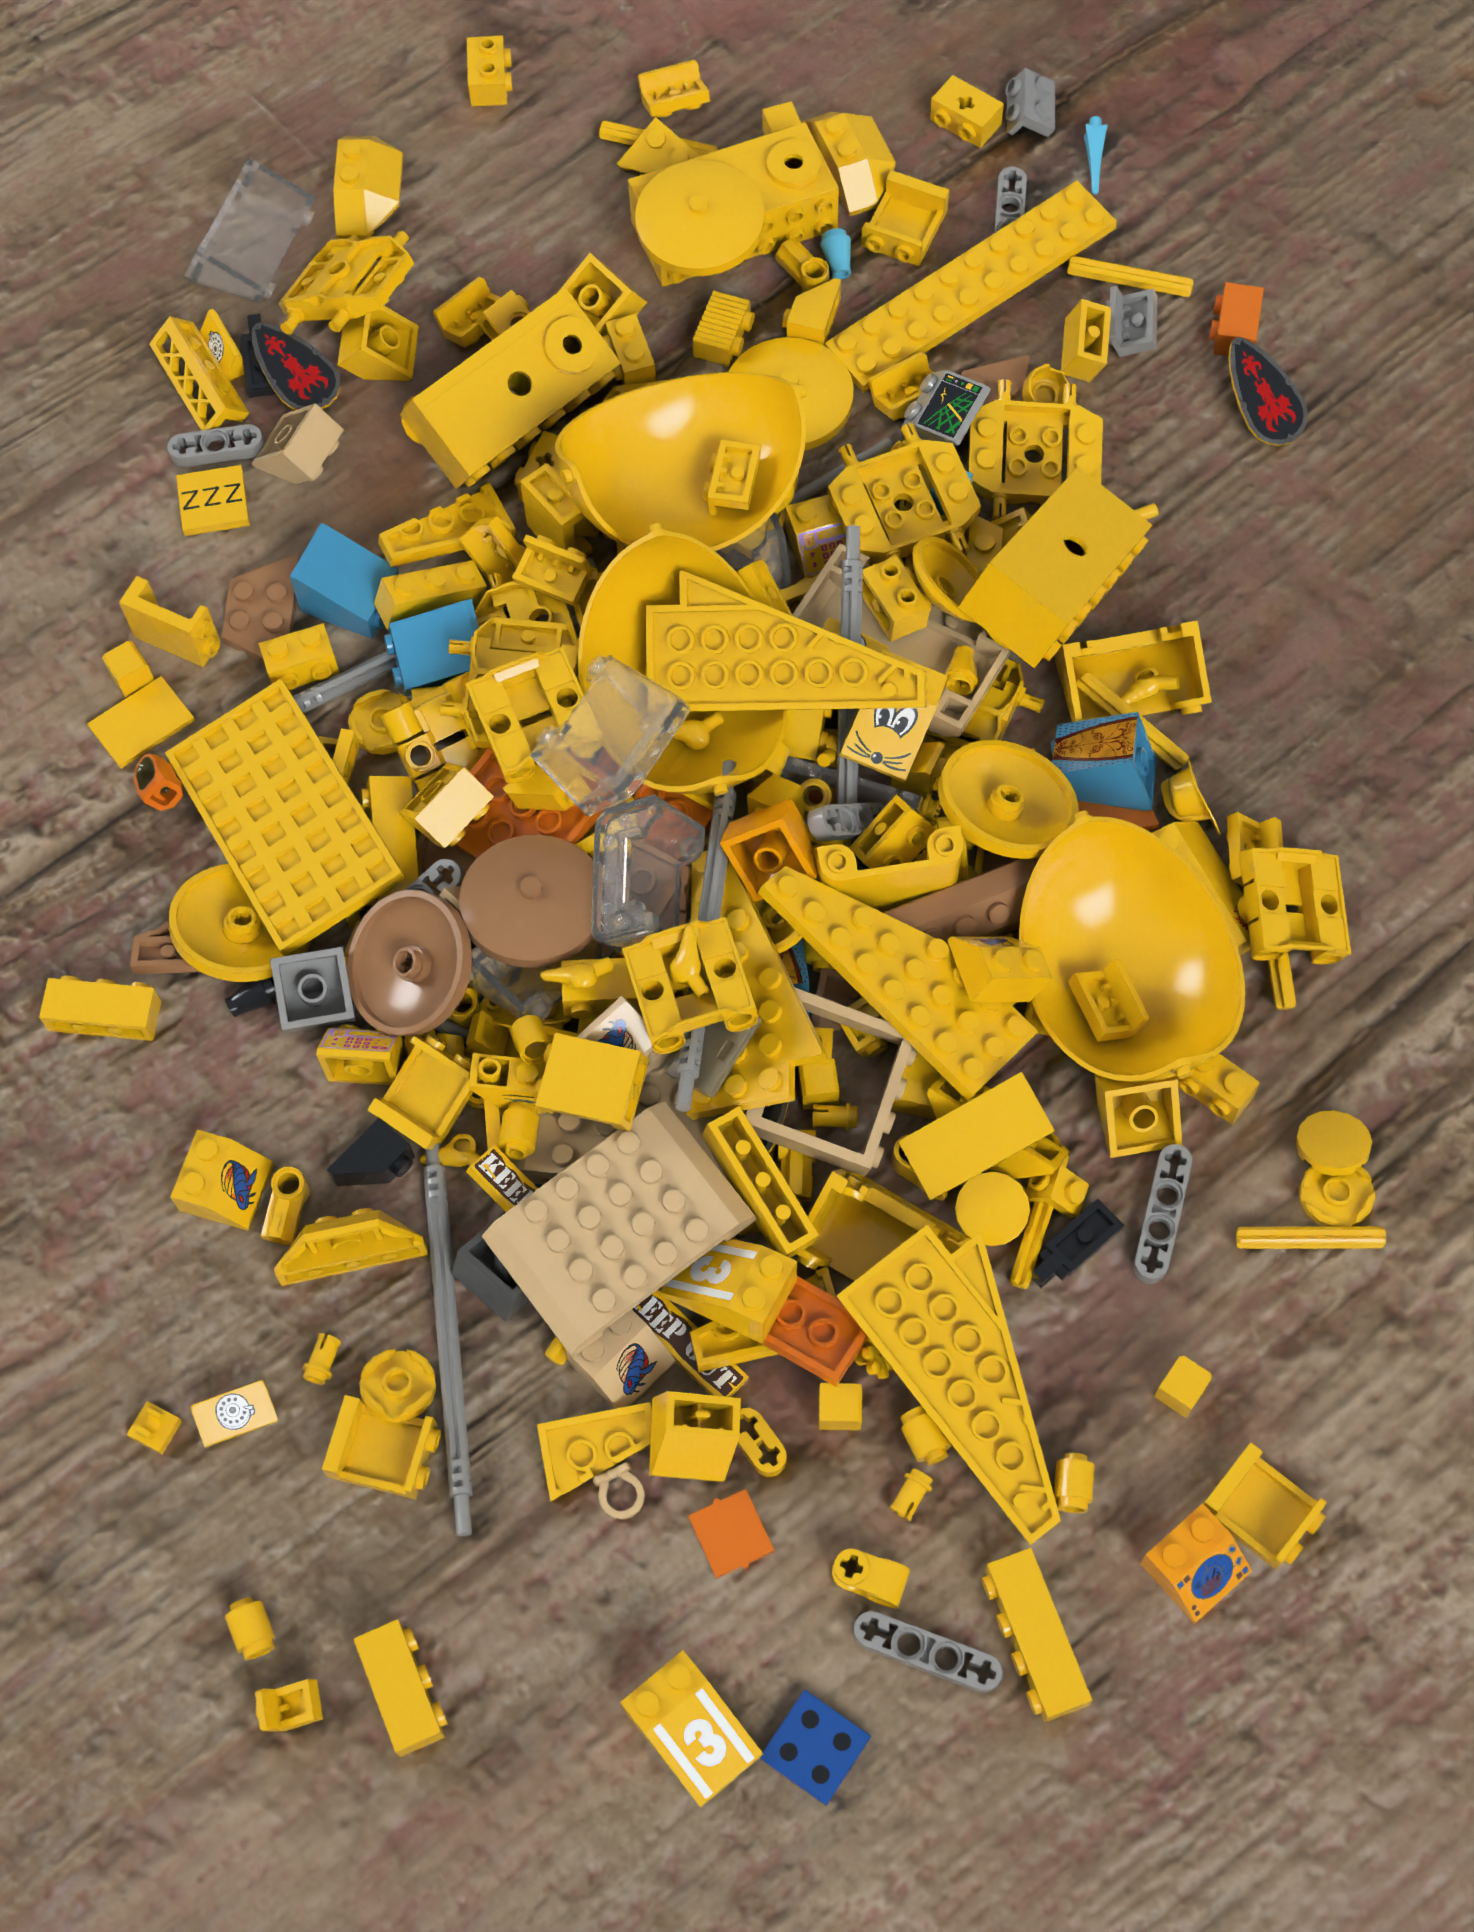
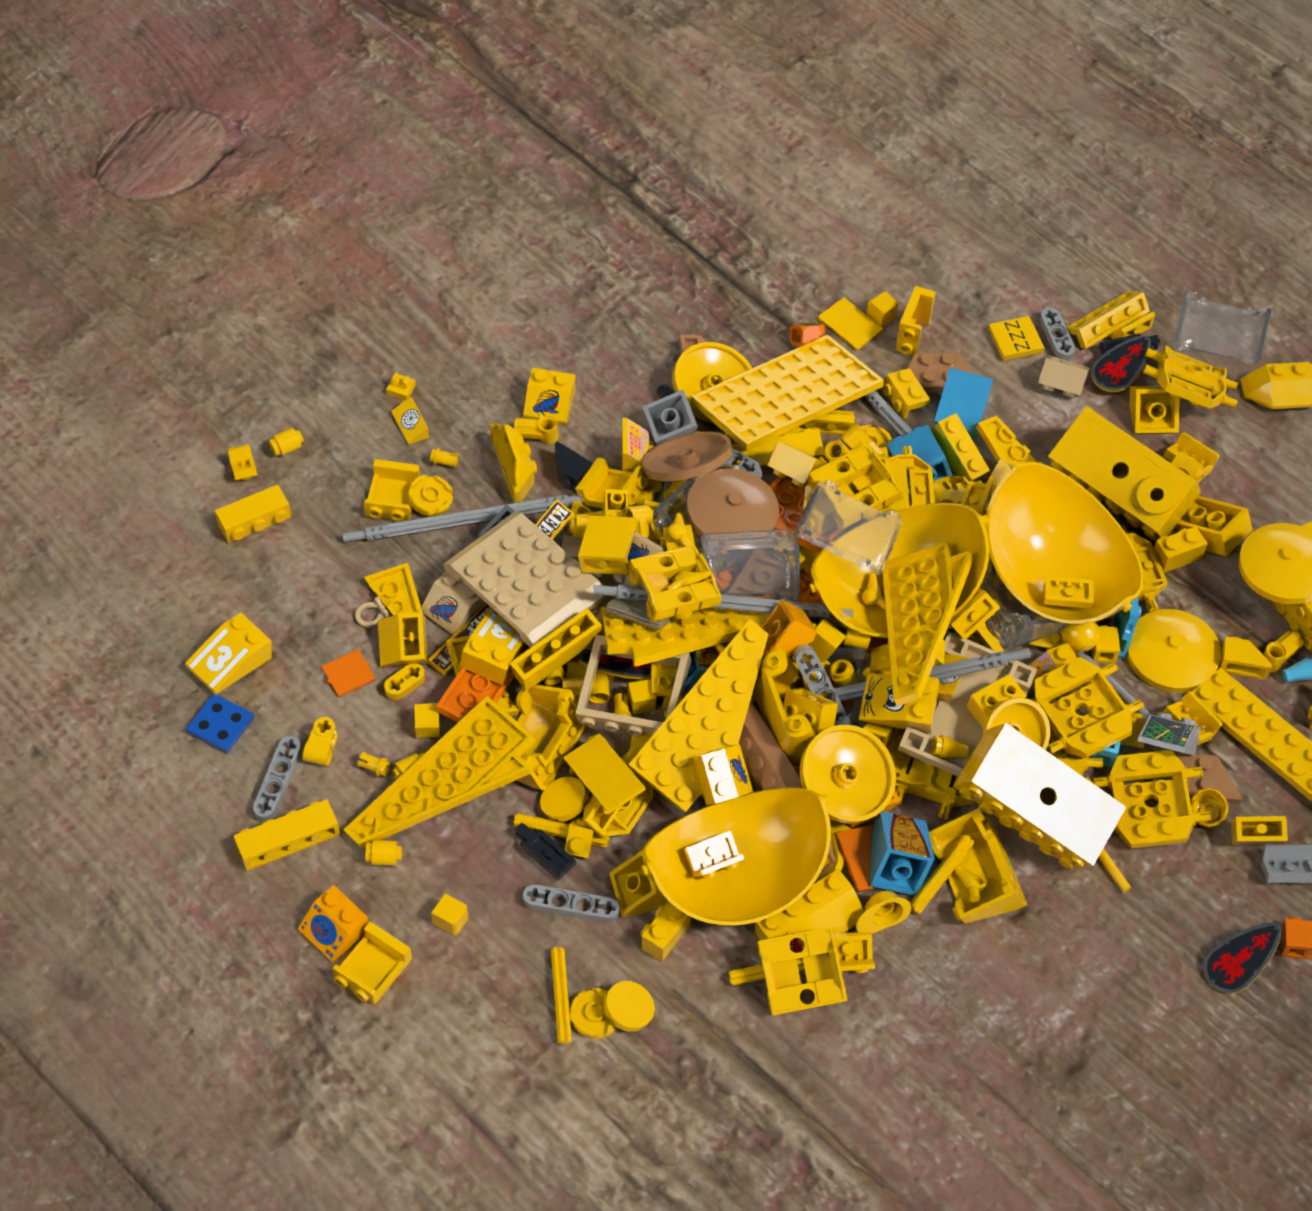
camera: 80 degrees right, 10 degrees down
(100, 1008) = (653, 326): yellow brick -> none
(722, 328) = (1216, 603): yellow brick -> none

